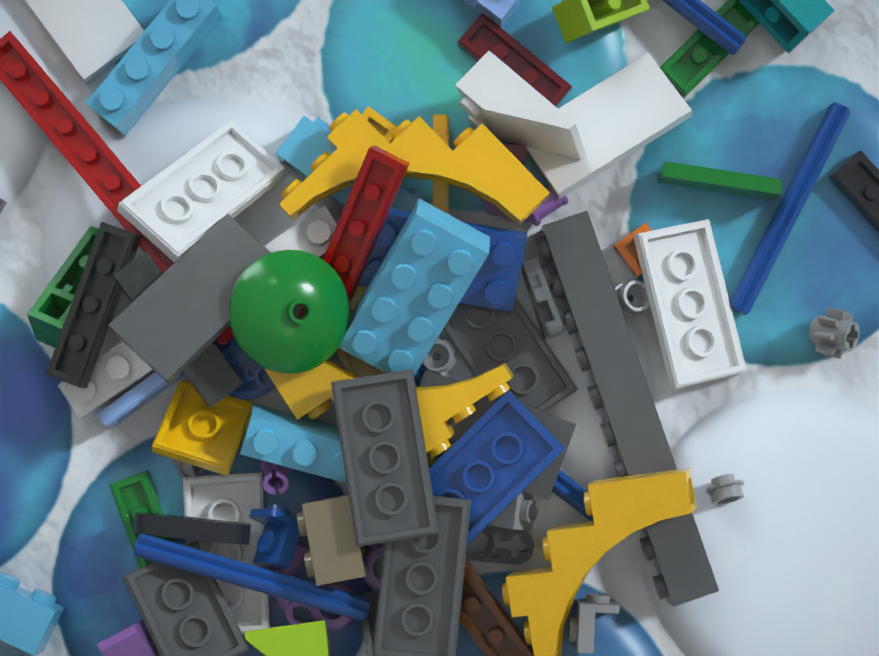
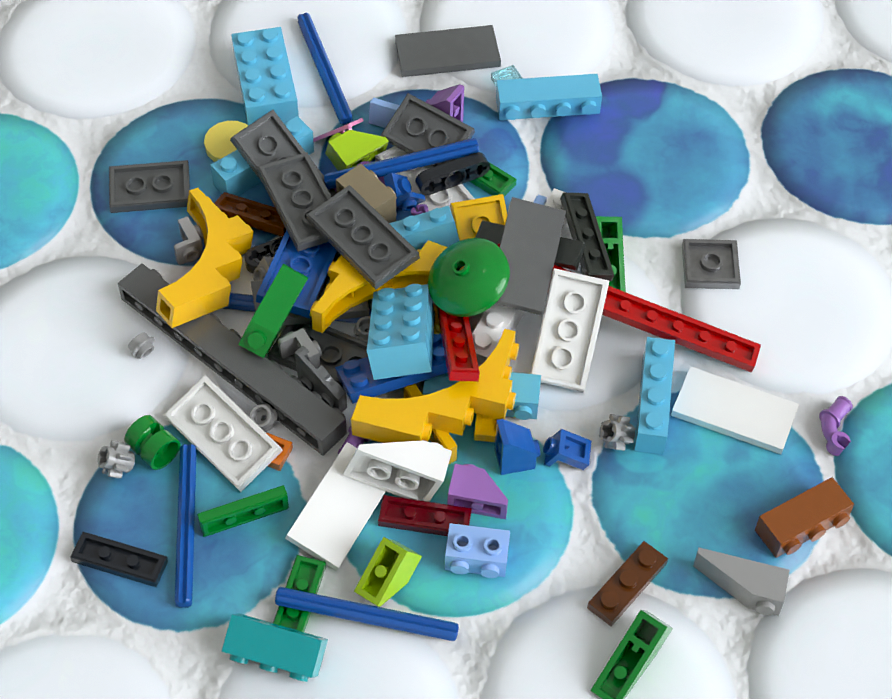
camera: 145 degrees right, 30 degrees down
(232, 36) = (617, 432): none -> light grey gear
(303, 50) = (568, 449): none -> blue bracket
(364, 77) = (515, 448): none -> blue slope
(442, 55) = (476, 490): none -> medium lavender slope
(532, 351) = (294, 340): none -> light grey bracket
(559, 408) = (273, 311): none -> green slope
(785, 317) = (152, 442): none -> green wheel

